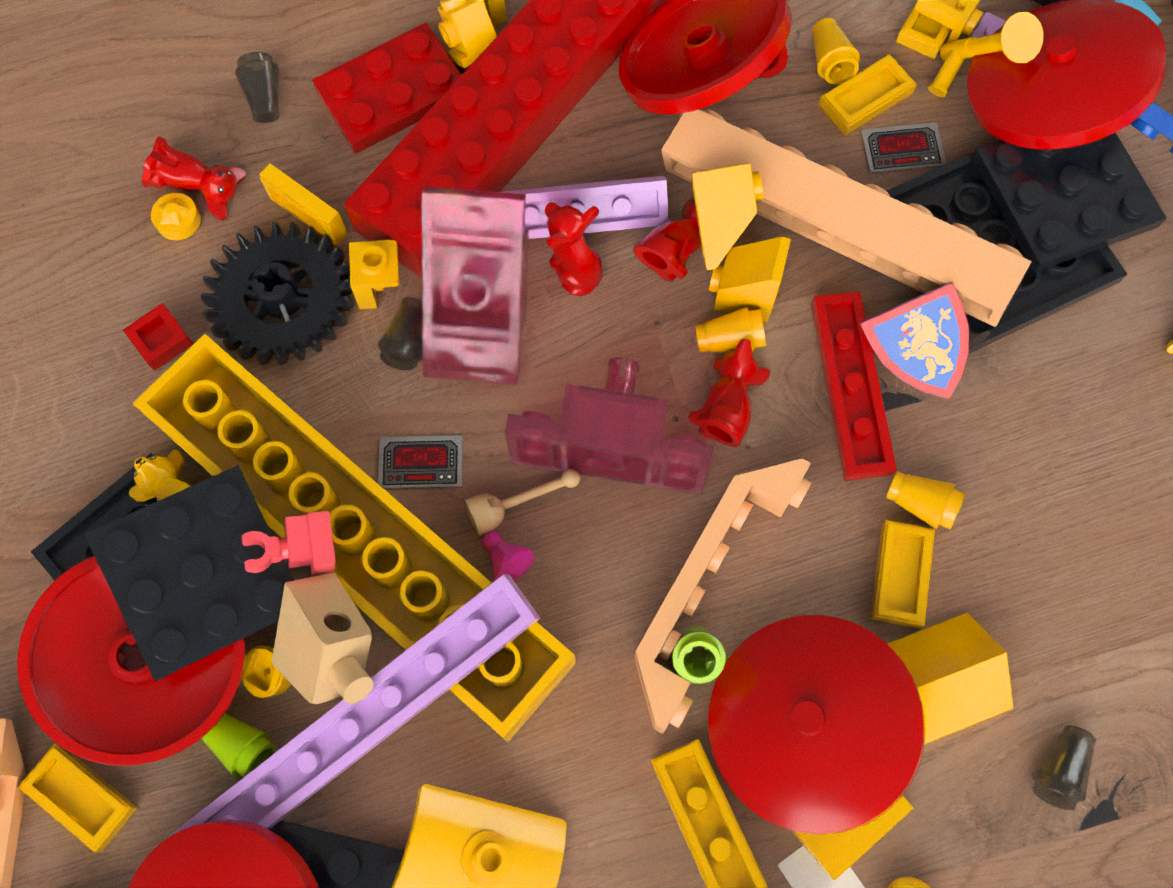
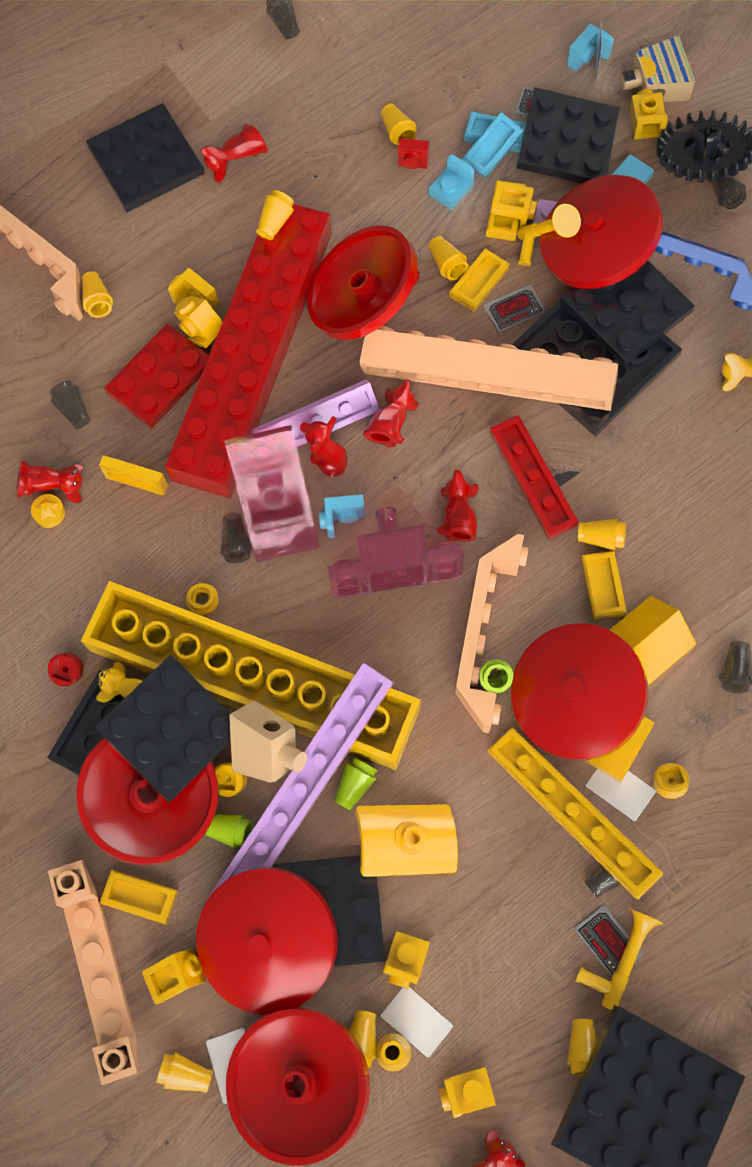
camera: 15 degrees left, 0 degrees up
(109, 436) = (65, 669): none -> red tile
(158, 337) = (71, 594): red plate -> none
(263, 275) = (134, 518): black gear -> none
(305, 543) = (230, 687): coral piece -> none
(327, 390) = (197, 591): none -> yellow plate
(372, 269) = (199, 502): yellow bracket -> none
(420, 461) = (274, 617): sticker -> none
(441, 740) = (354, 783): none -> lime cone
(488, 511) = (330, 634): tan hinge -> none
(507, 557) = (353, 657): dark pink rock -> none
(568, 341) = (343, 508): none -> medium azure bracket
(724, 207) = (414, 389): yellow slope -> none
(727, 330) = (444, 466): yellow cone -> none
(750, 276) = (446, 430): yellow slope -> none
(923, 340) = (568, 434): shield -> none

